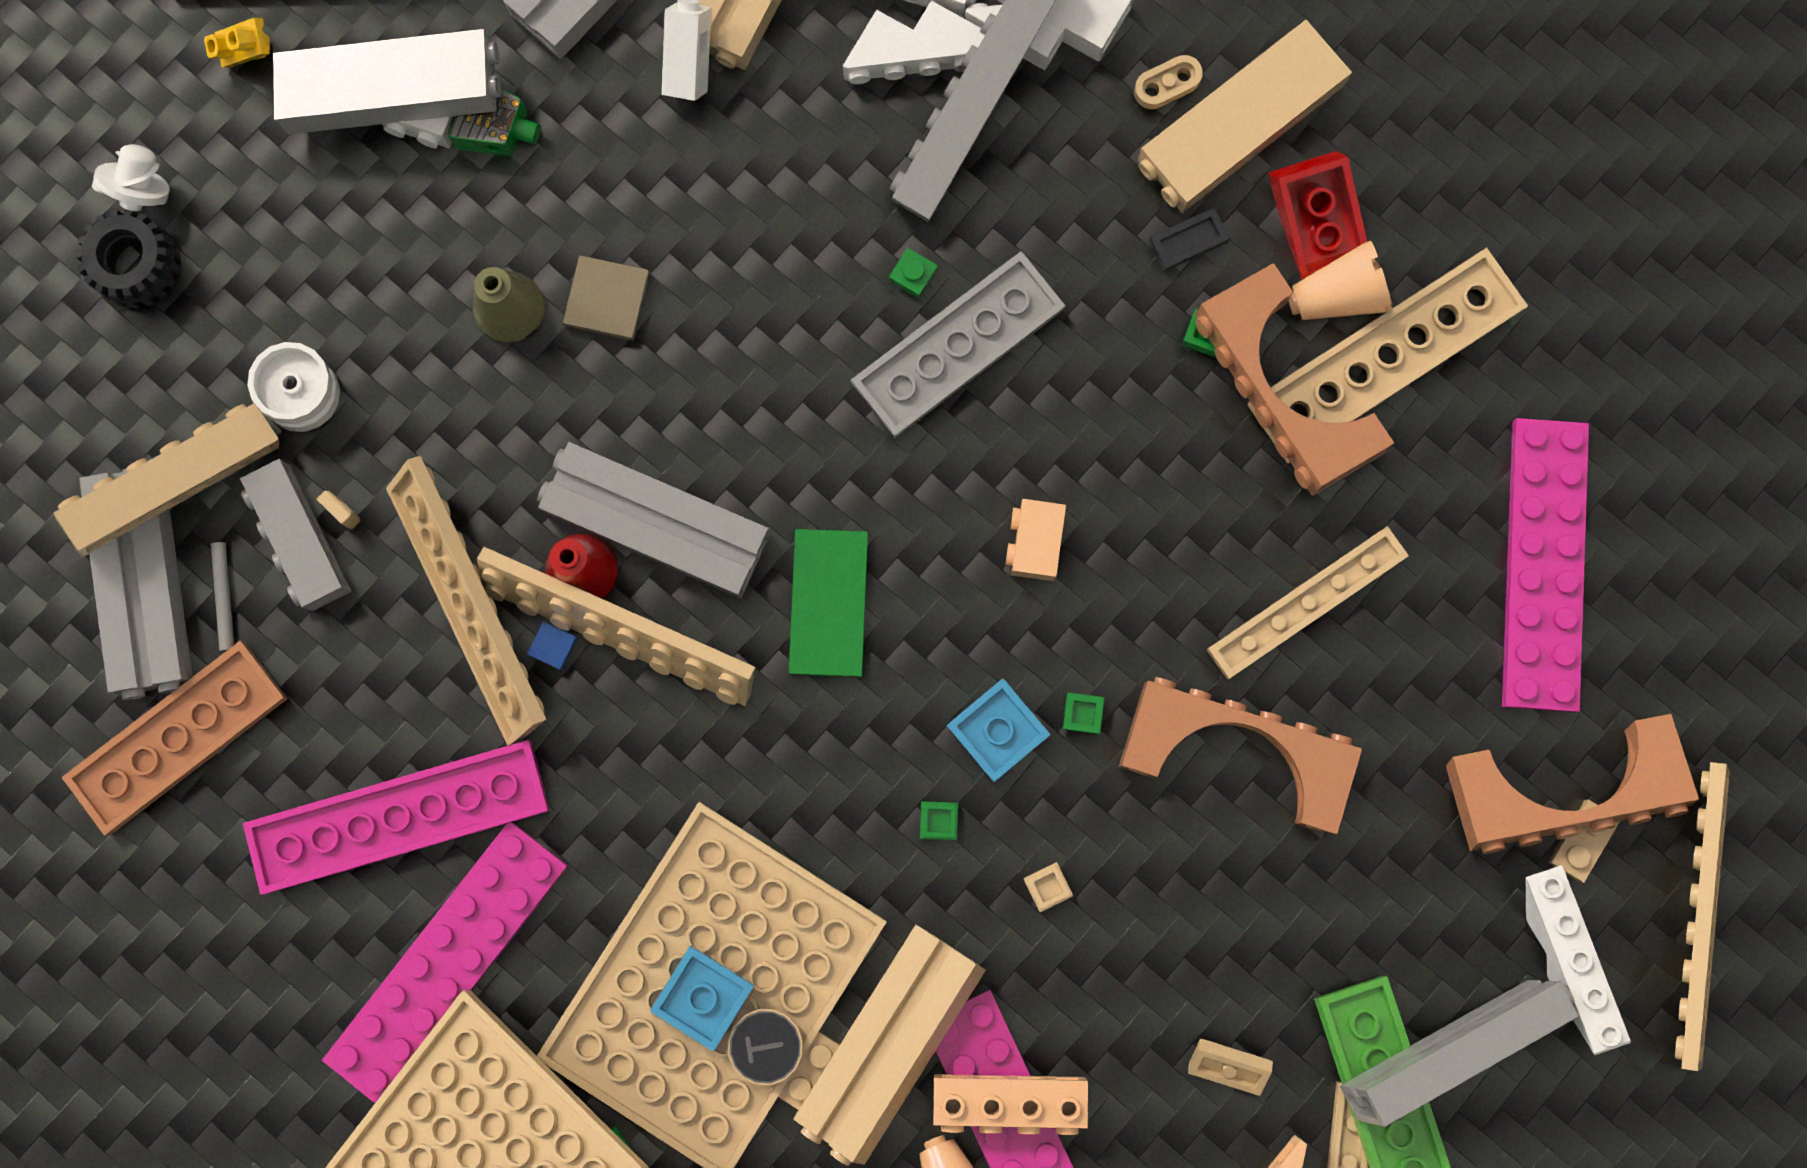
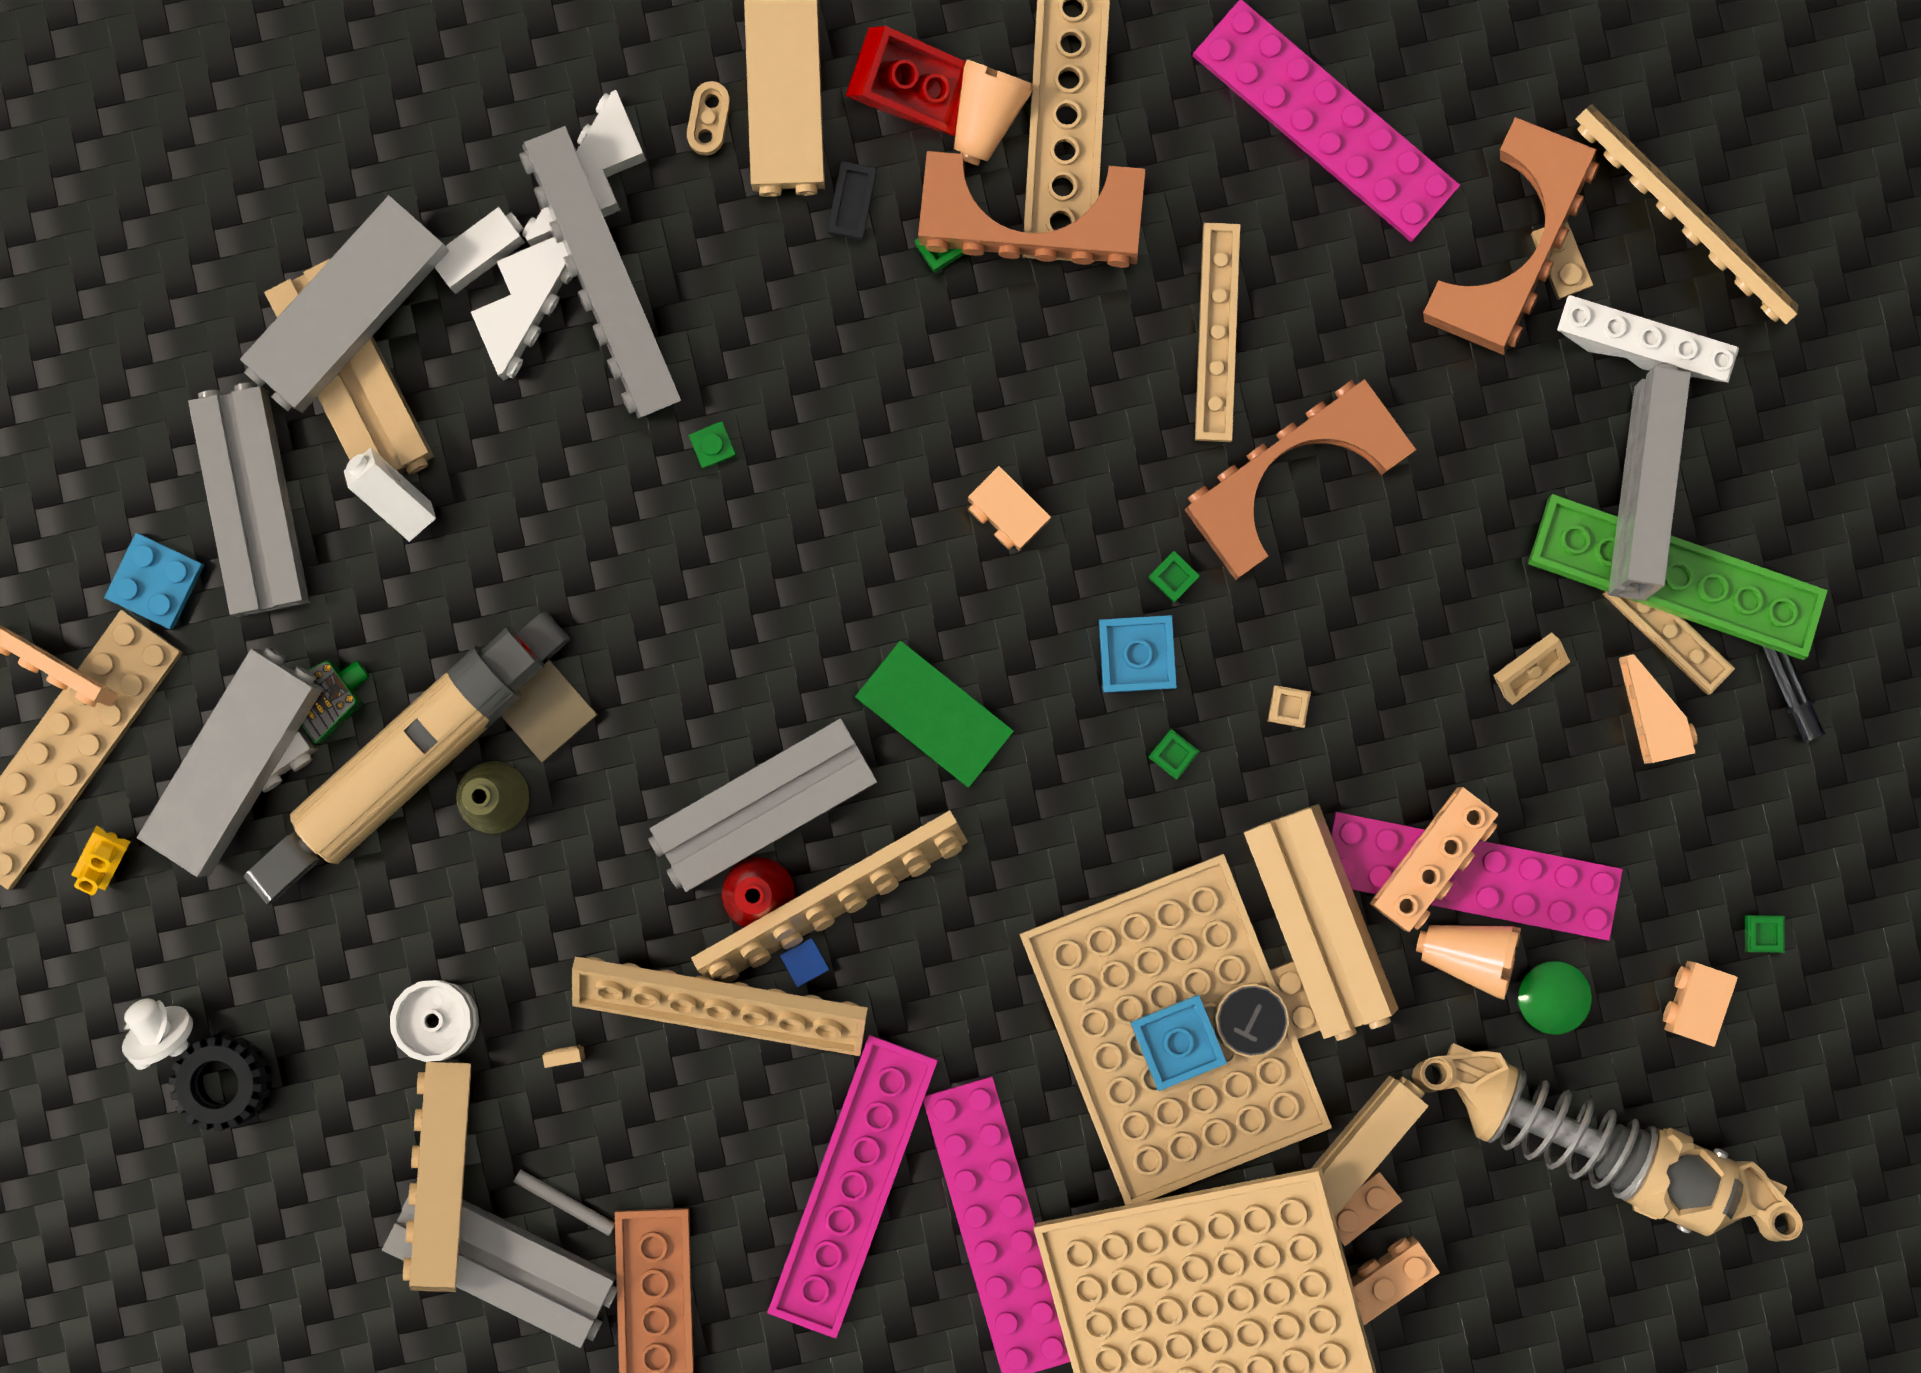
camera: 60 degrees left, 5 degrees up
(294, 535) = (558, 1107): light grey brick -> none
(493, 212) = (407, 754): none -> piece
(958, 344) = (800, 453): light grey plate -> none

